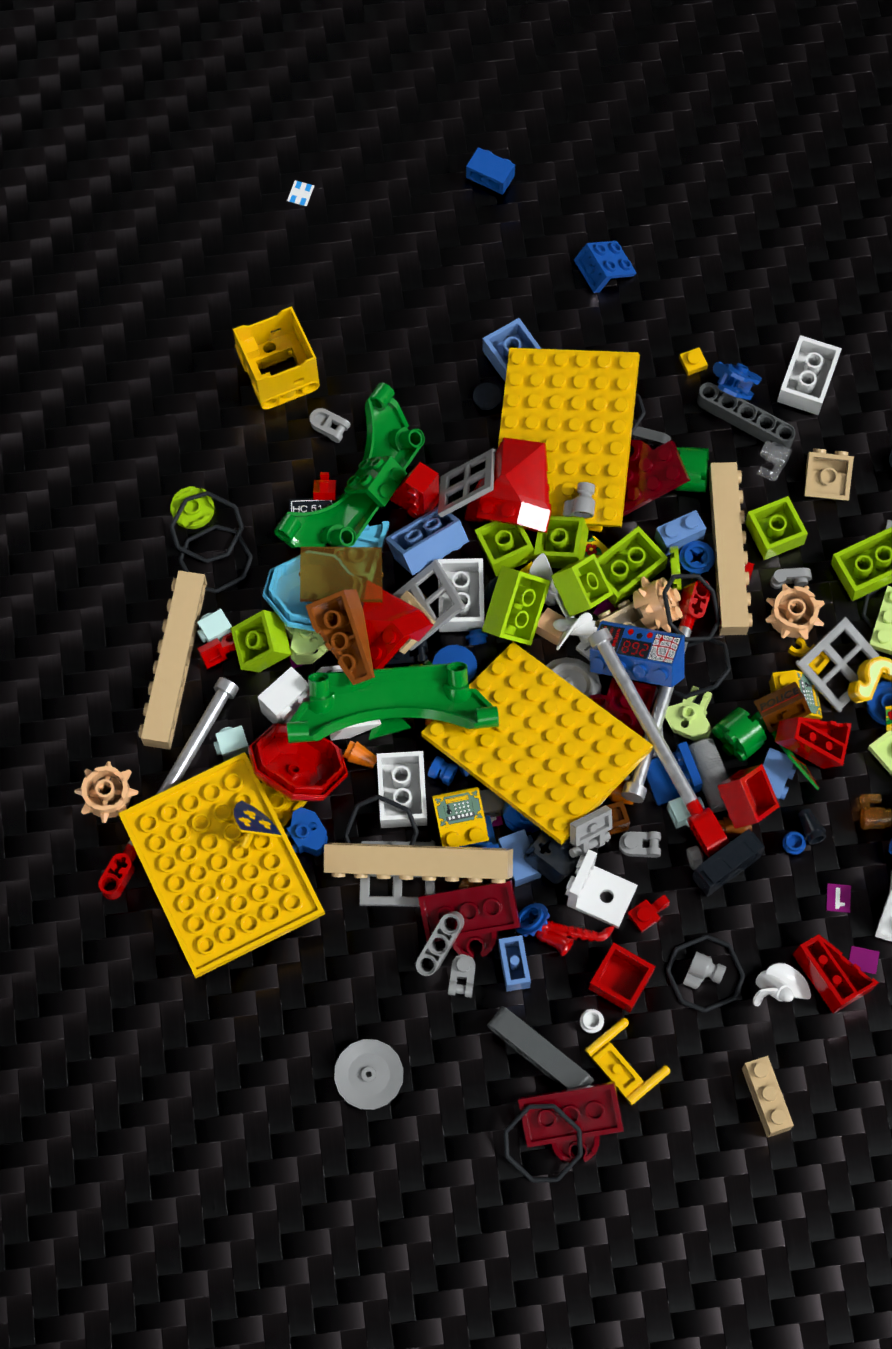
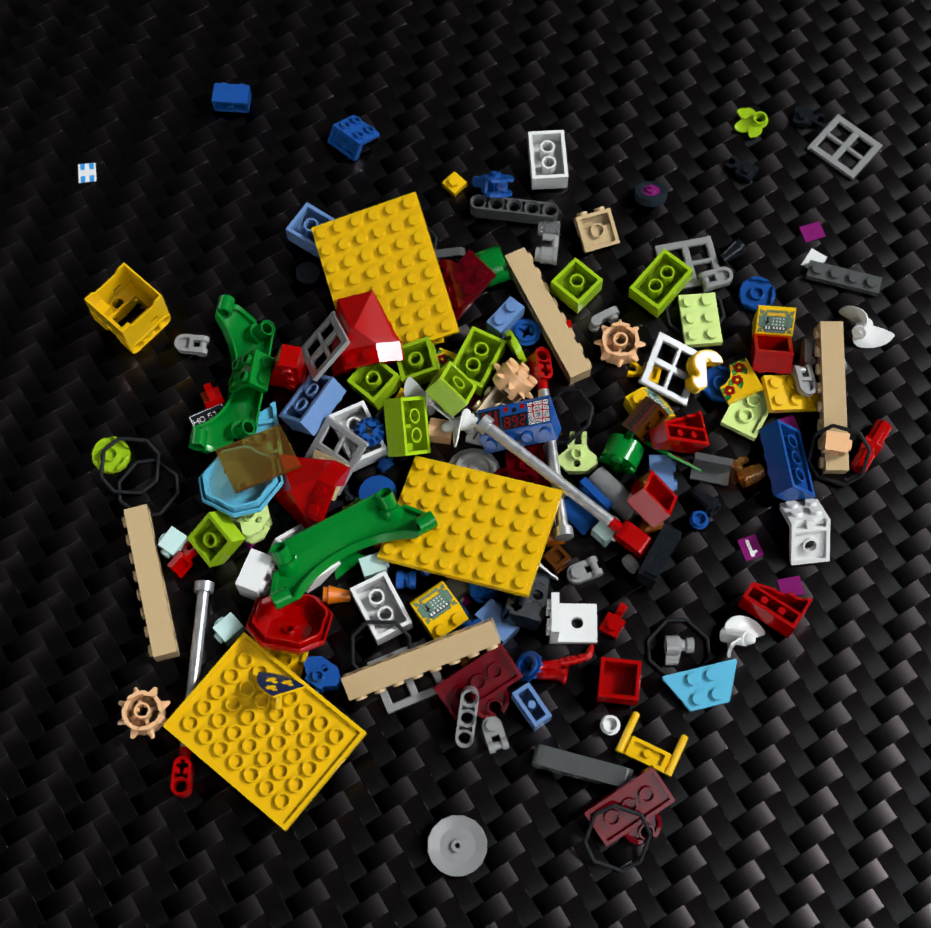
camera: 25 degrees left, 0 degrees up
(343, 628) = (280, 500): dark orange wedge -> none
(412, 740) = (372, 566): none -> light aqua brick
(481, 600) = (372, 423): none -> blue gear
(583, 504) = (424, 325): light grey piece -> none
(590, 831) = (545, 577): light grey plate -> none
(713, 1023) = (703, 685): none -> medium azure wing
(714, 601) = (555, 360): black piece -> none
(761, 481) = (548, 255): none -> light grey piece
(767, 1096) = (769, 723): tan brick -> none
(834, 793) = (714, 469): none -> dark grey panel

